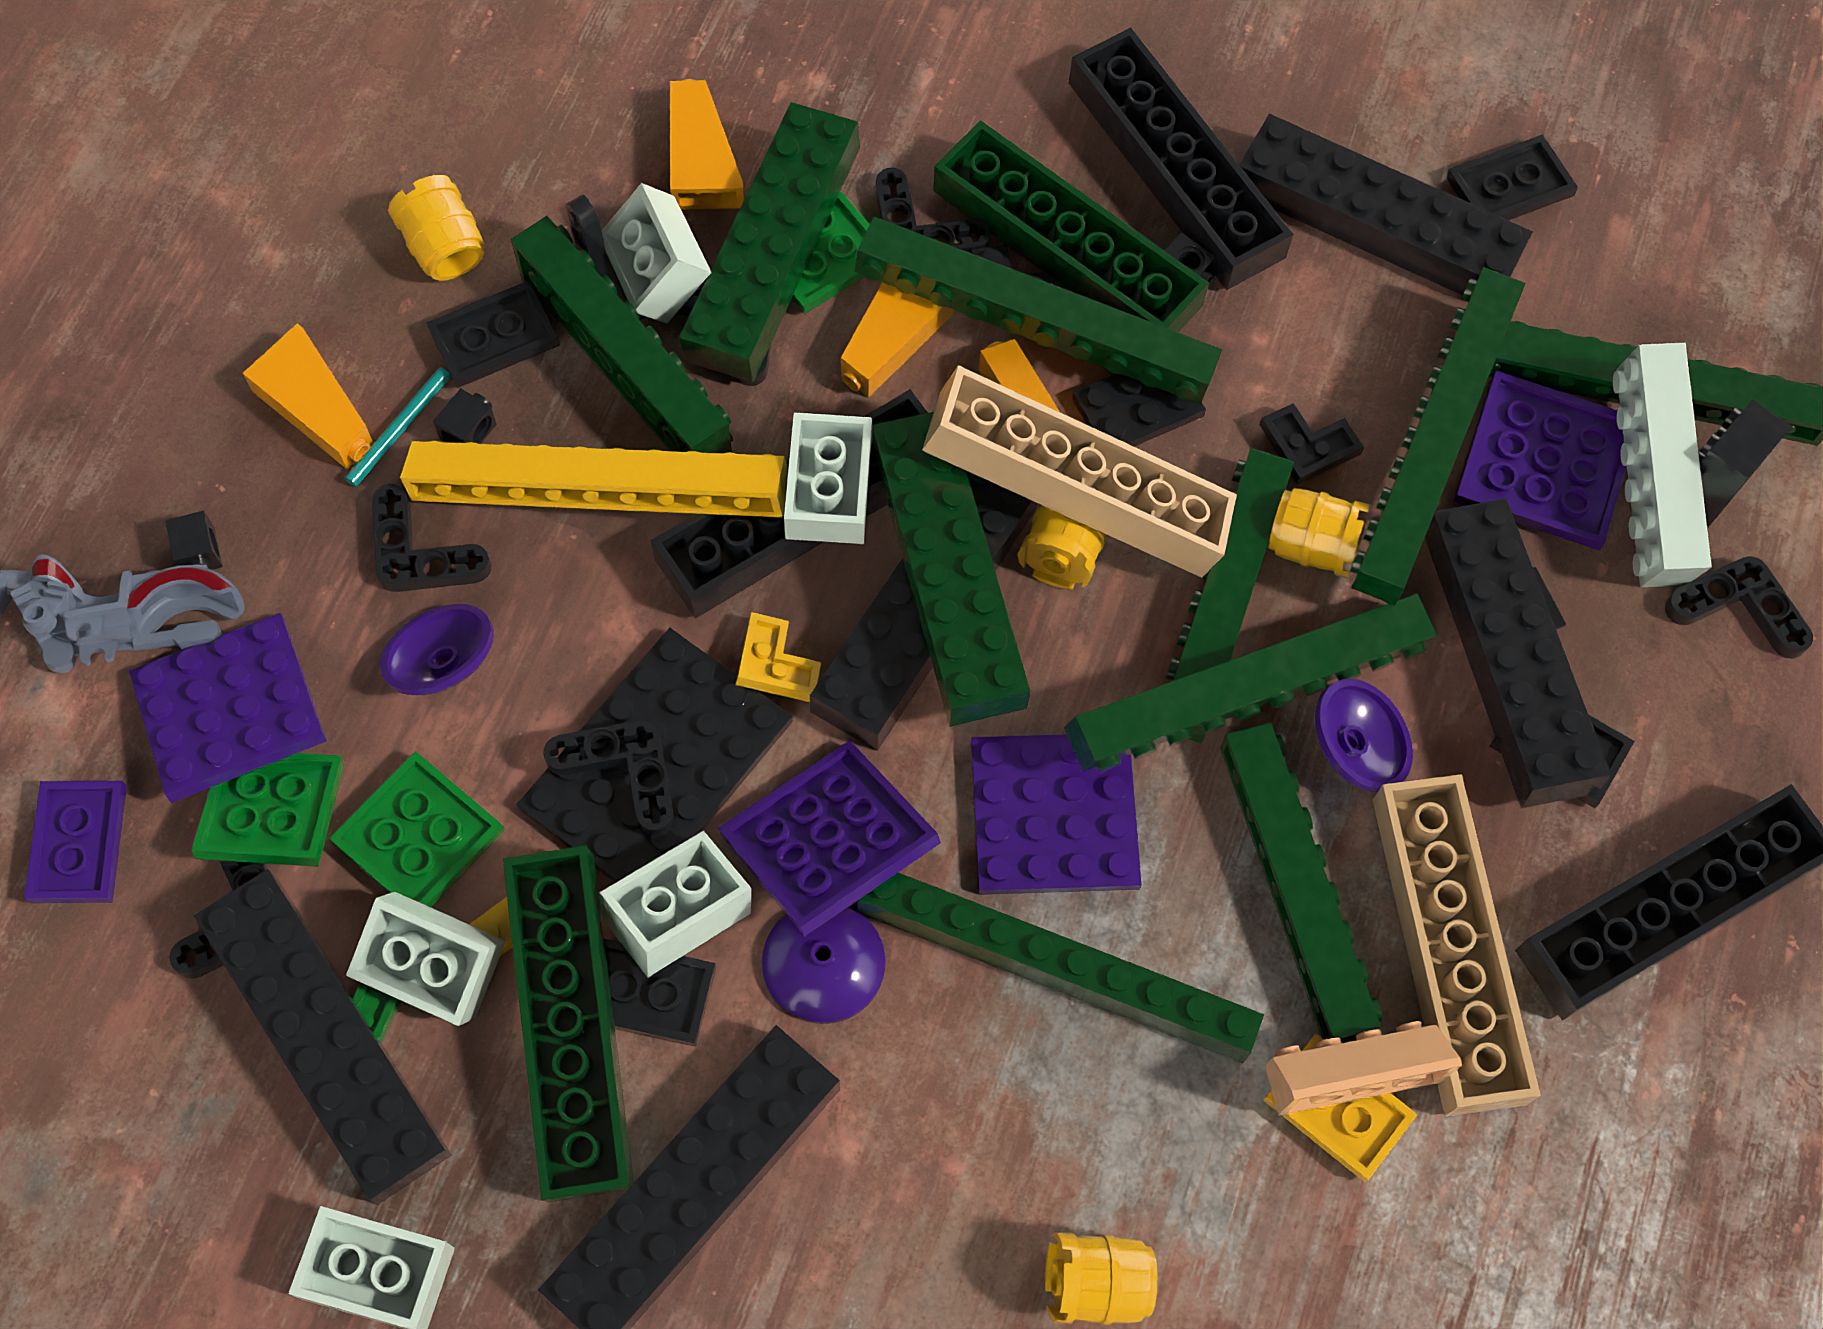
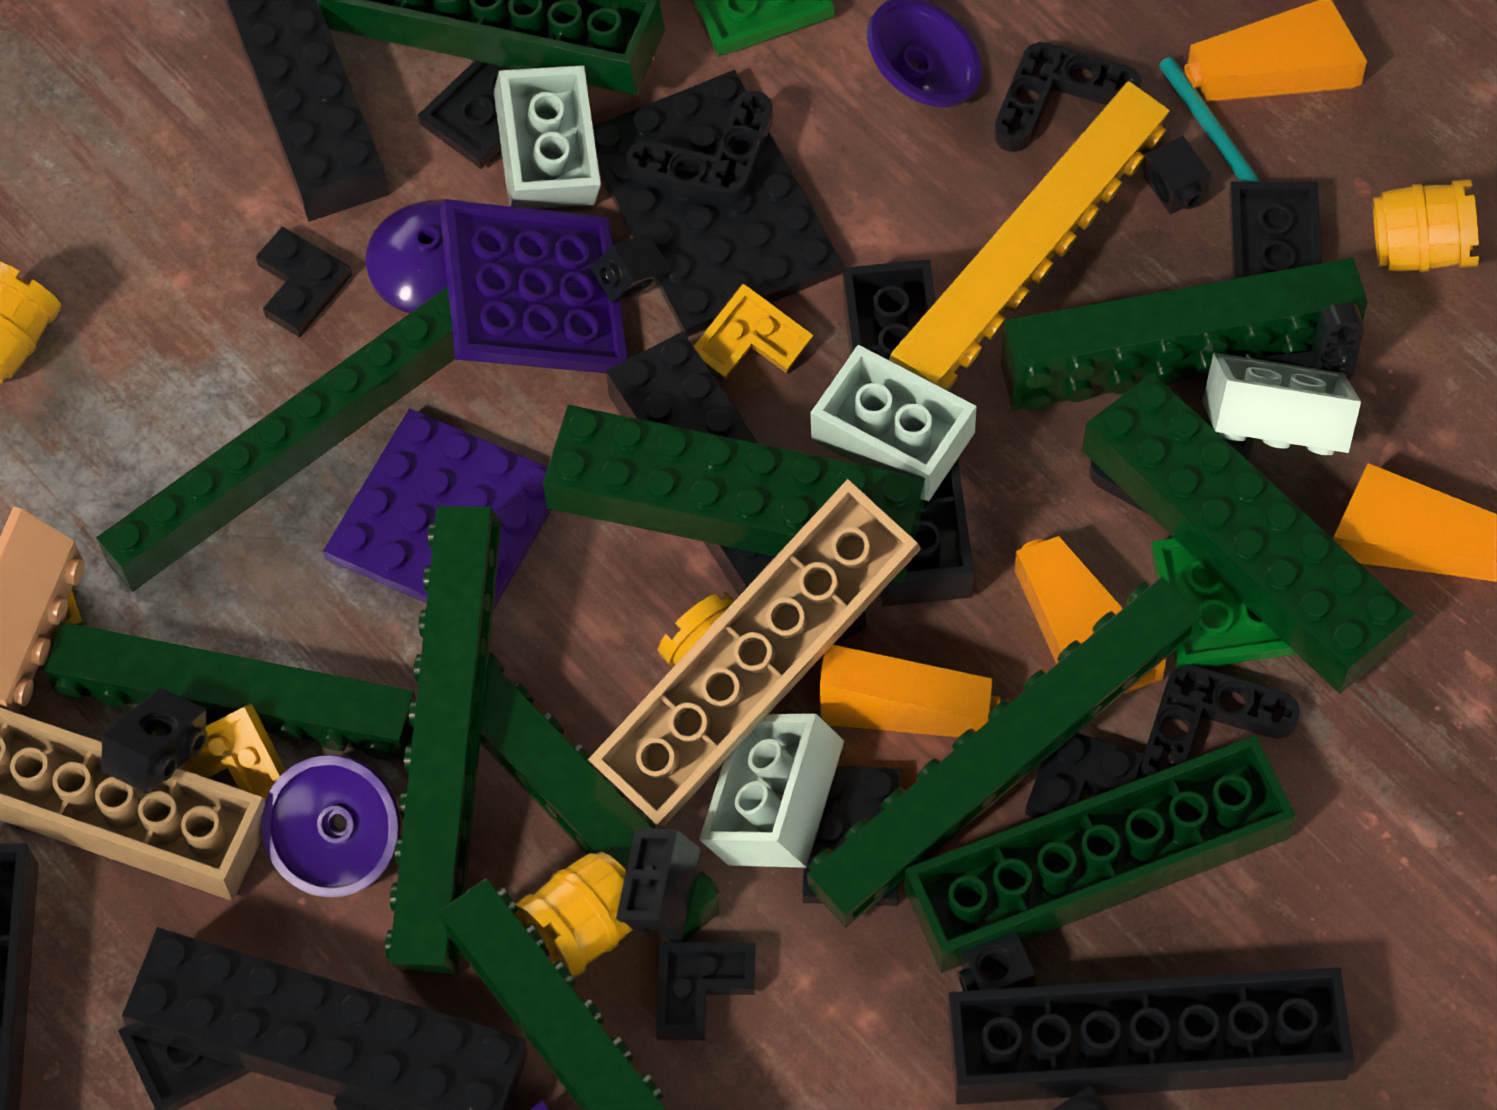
camera: 125 degrees right, 5 degrees down
(765, 774) = (630, 268): none -> black brick
(895, 1048) = (309, 278): none -> black plate
(1171, 433) = (773, 793): none -> light aqua brick
(1277, 476) = (658, 882): none -> black hinge
(1343, 843) = (243, 748): none -> yellow plate
(1421, 889) = (154, 740): none -> black brick

